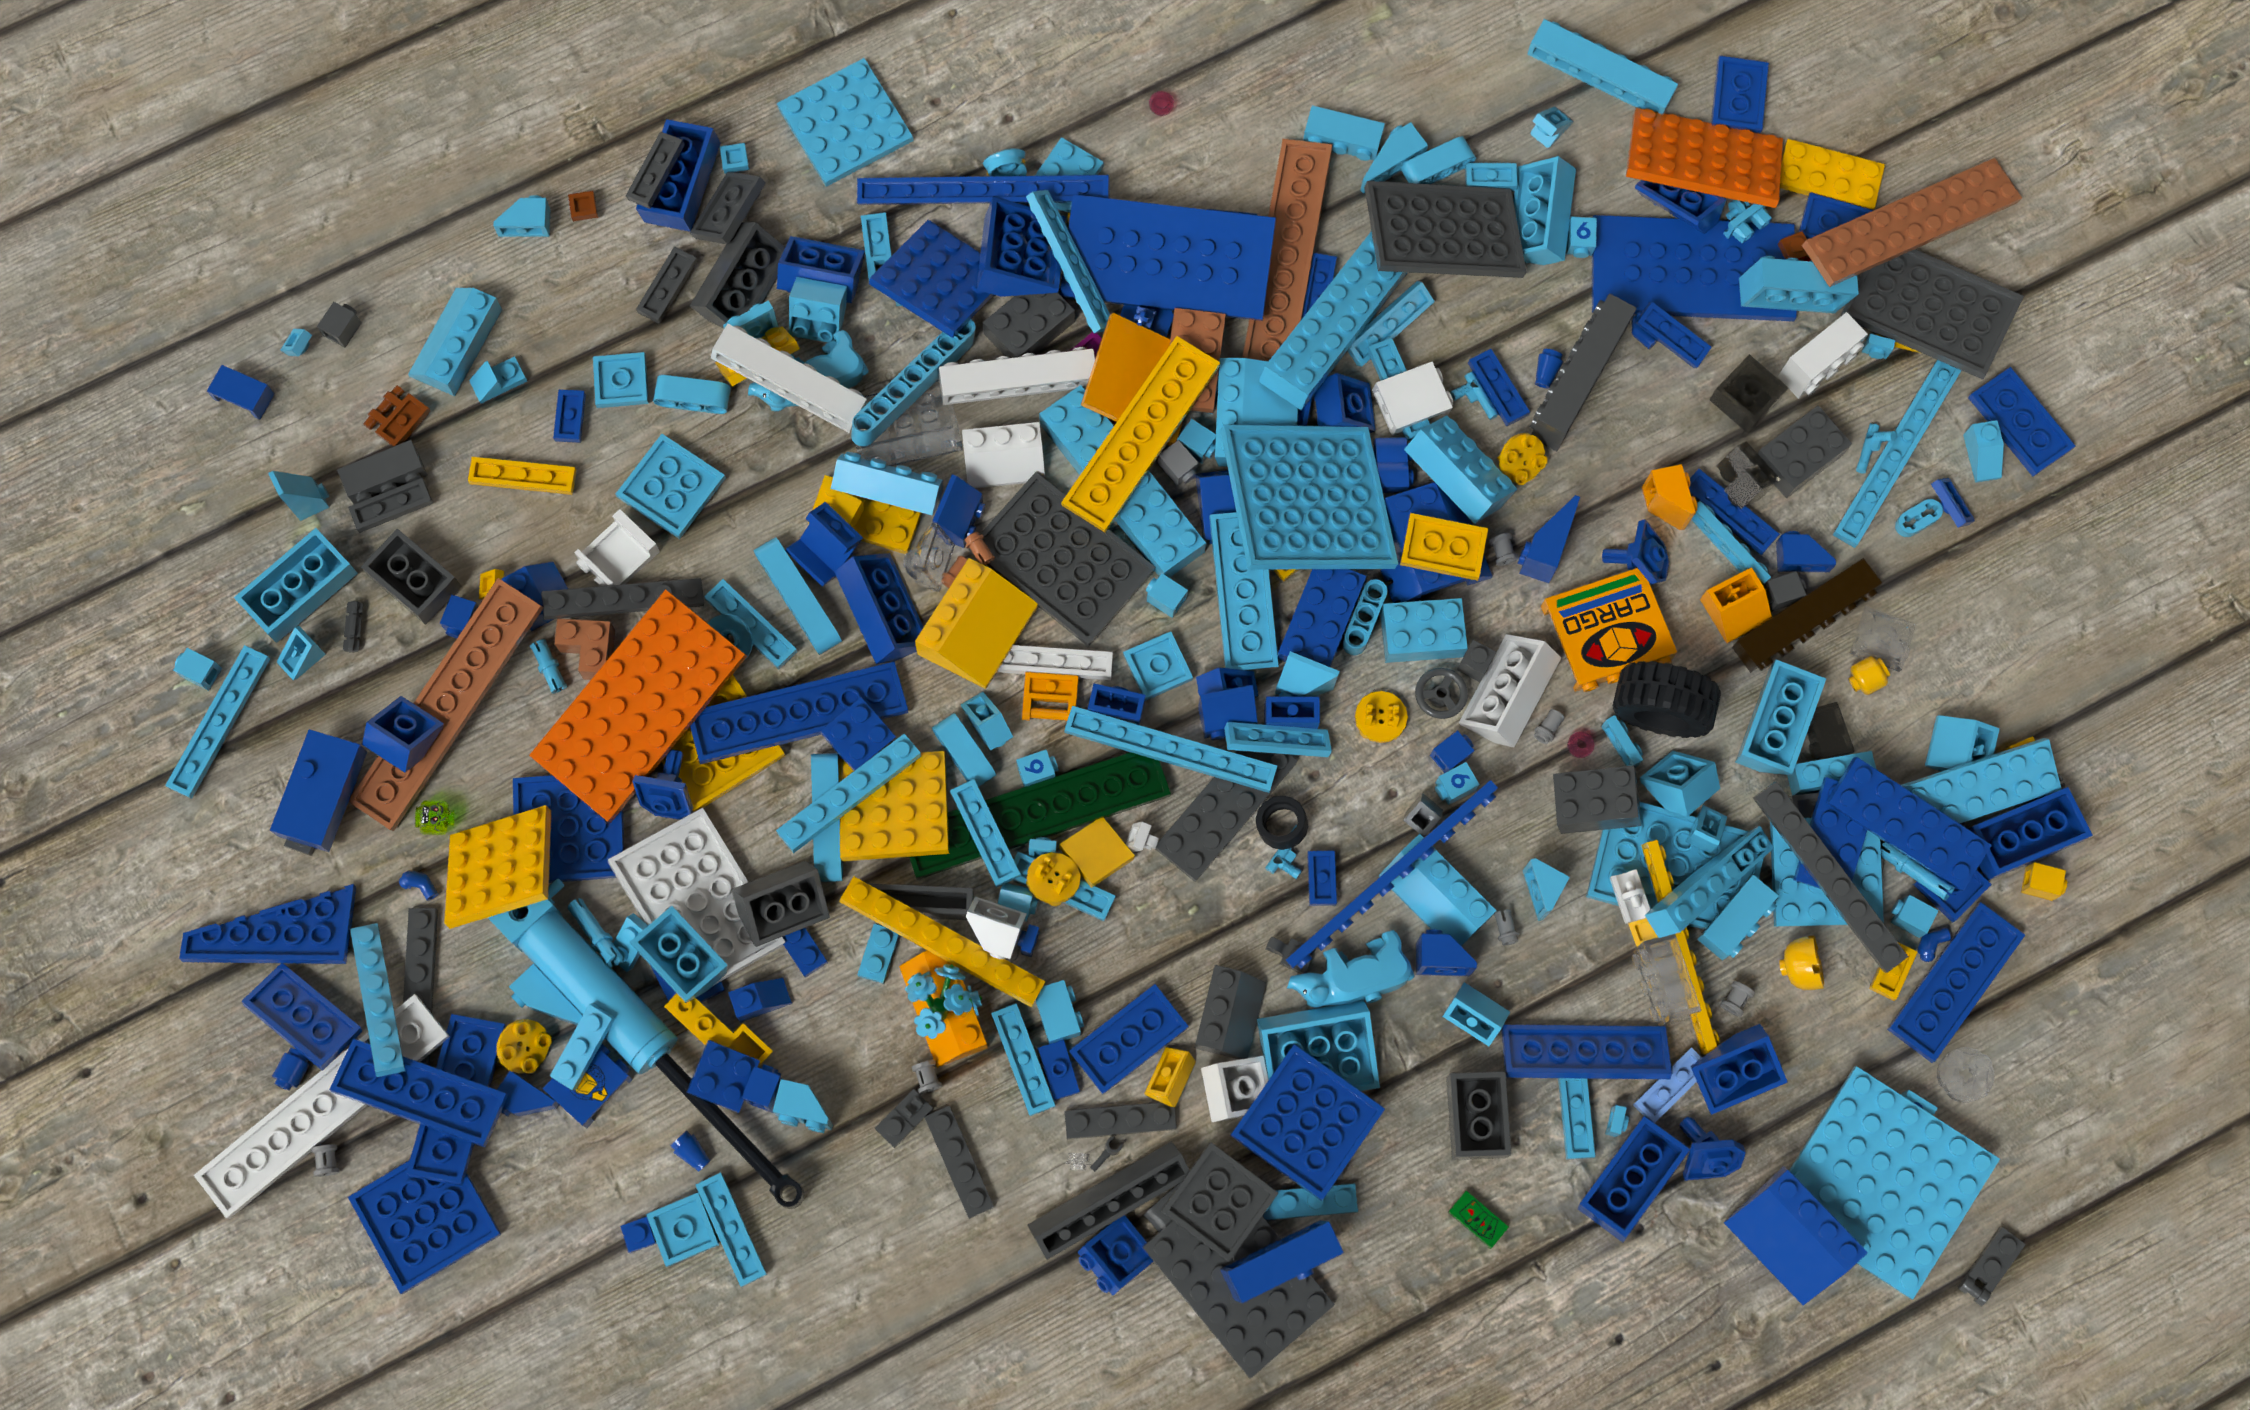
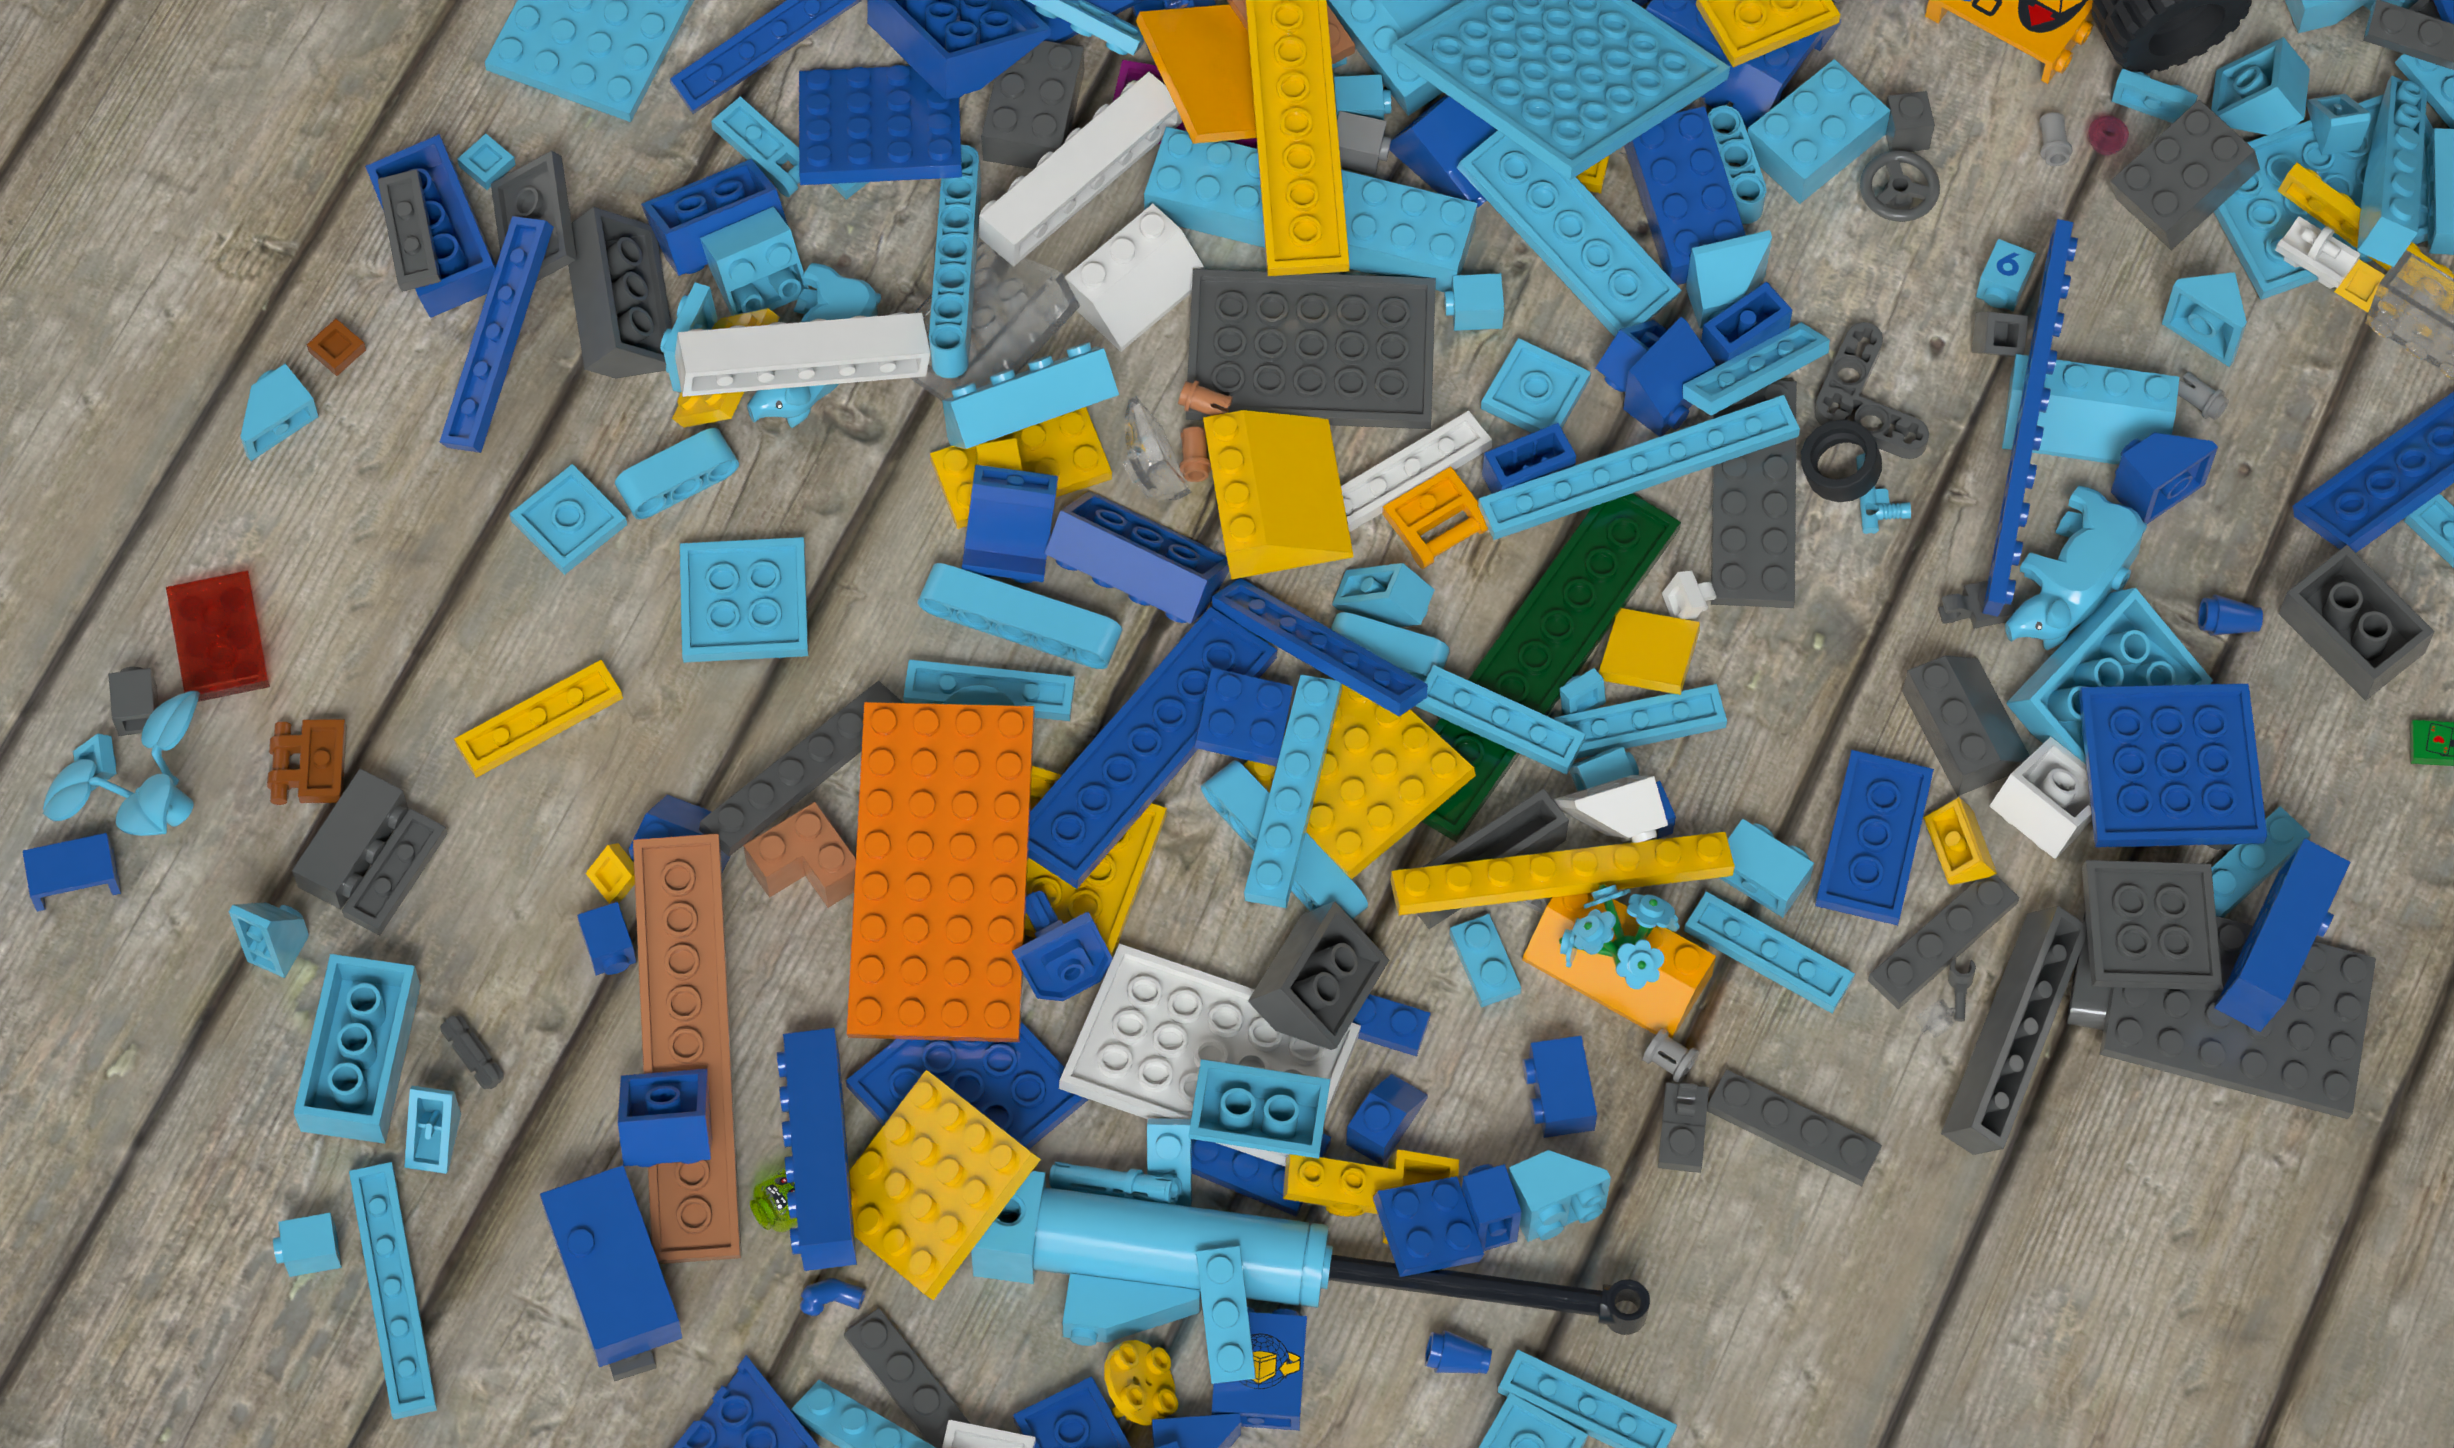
camera: 35 degrees left, 10 degrees down
(311, 386) = (156, 800): none -> medium azure plant
(405, 319) = (218, 636): none -> clear red plate
(411, 576) = (502, 932): dark grey brick -> none
(456, 339) = (304, 616): medium azure slope -> none
(463, 806) = (818, 1150): none -> blue brick
(495, 380) = (401, 629): medium azure slope -> none
(548, 666) = (772, 919): medium azure pin -> none
(569, 416) = (538, 606): blue plate -> none
(617, 552) = (743, 721): white panel -> none
(659, 256) = (496, 334): none -> blue plate
(666, 285) = (532, 374): dark grey plate -> none
(857, 1051) = (1561, 1087): none -> blue brick
(924, 726) = (1320, 647): none -> blue plate
(959, 510) = (1141, 372): blue slope -> none
(1036, 767) = (1492, 608): medium azure brick -> none
(1058, 1070) = (1821, 932): blue plate -> none
(1062, 886) = (1647, 713): yellow plate -> none
(1115, 1255) = (2076, 1091): blue plate -> none
(1321, 788) = (1849, 396): none -> dark grey beam
(1322, 878) = (1941, 493): blue plate -> none
(1393, 718) = (1836, 275): yellow plate -> none
(1415, 1059) = (2227, 616): none -> blue cone
(1452, 751) = (1969, 244): blue brick -> none
(1476, 1014) = (2255, 512): medium azure brick -> none
(1510, 689) = (1977, 128): white slope -> none

